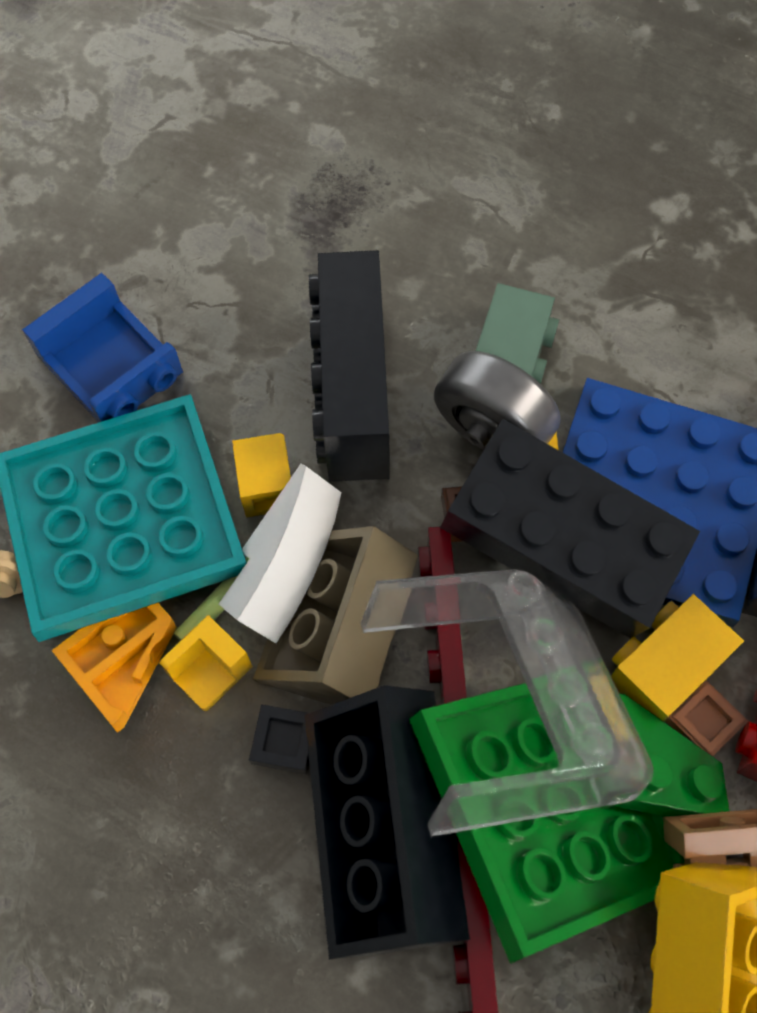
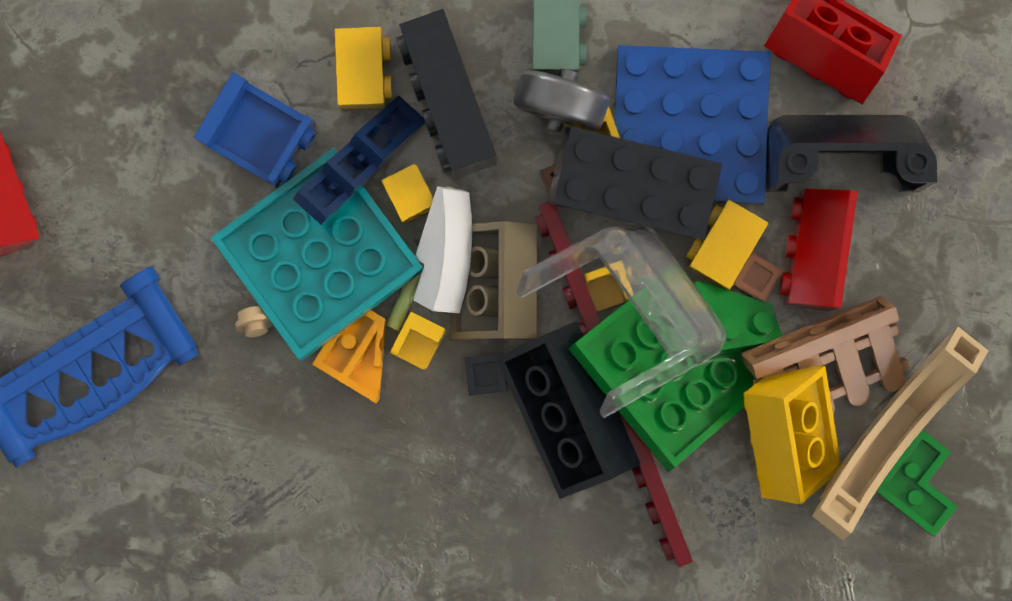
camera: 15 degrees left, 20 degrees up
(211, 414) = (359, 160): none -> dark blue slope
(259, 318) = (362, 68): none -> yellow brick
(489, 663) = (604, 289): none -> yellow panel

